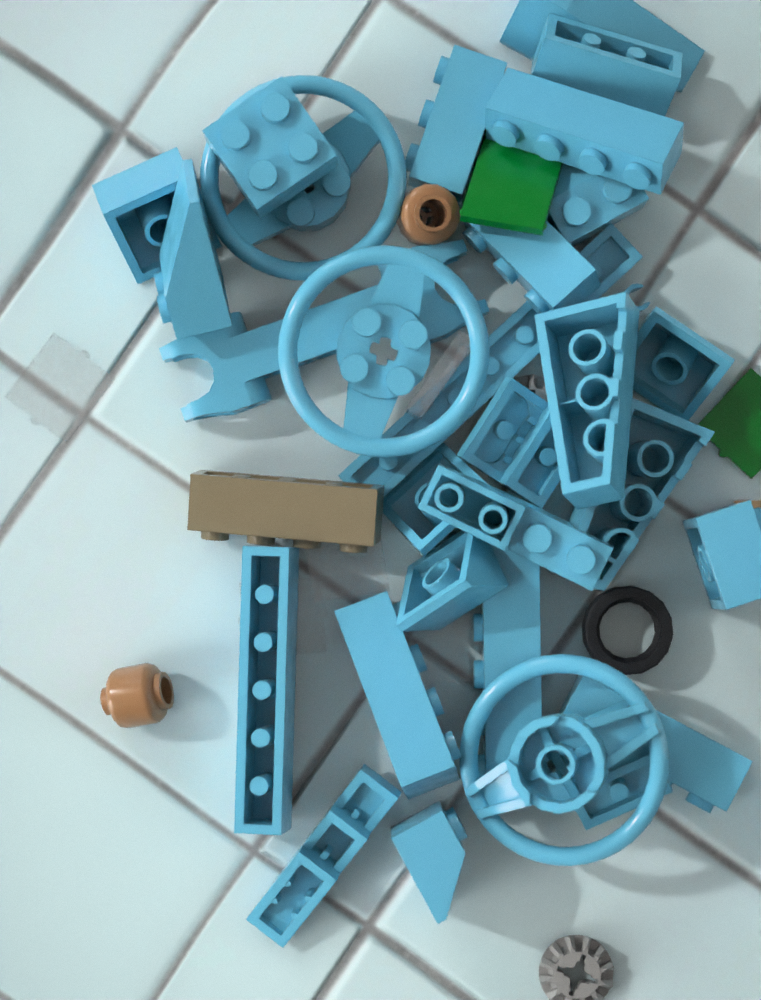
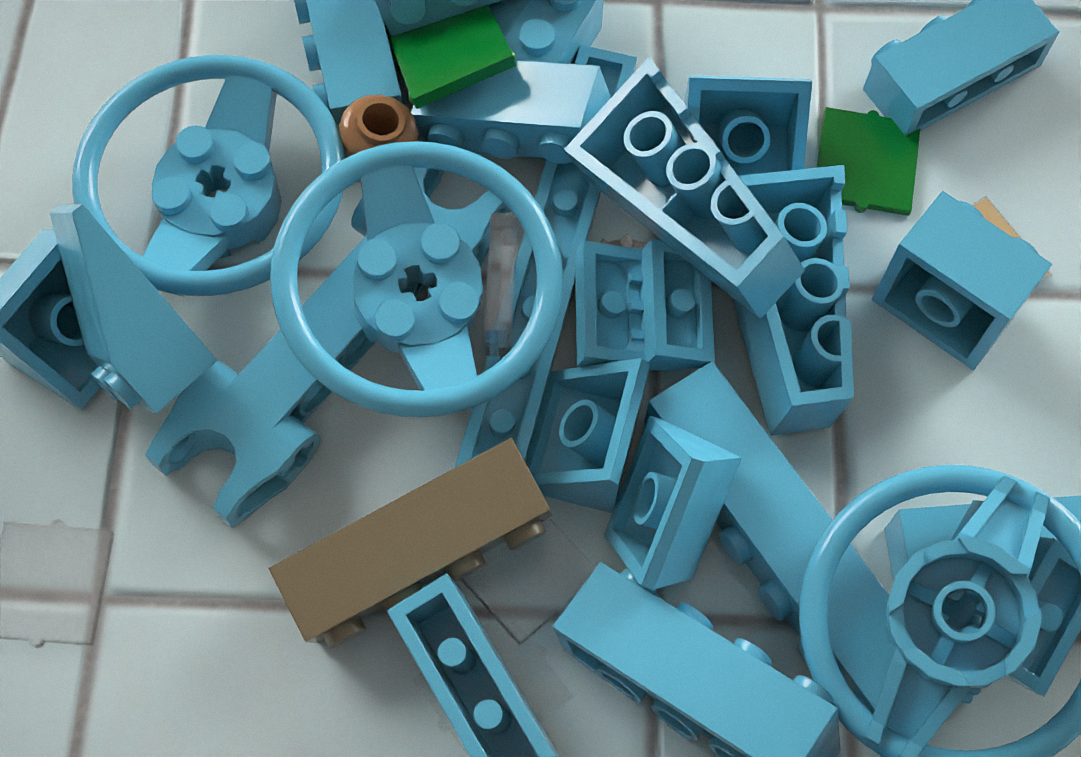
camera: 30 degrees left, 20 degrees down
(270, 147) = (147, 141): medium azure brick -> none
(515, 526) = (703, 379): medium azure slope -> none
(662, 628) = (909, 397): black tyre -> none

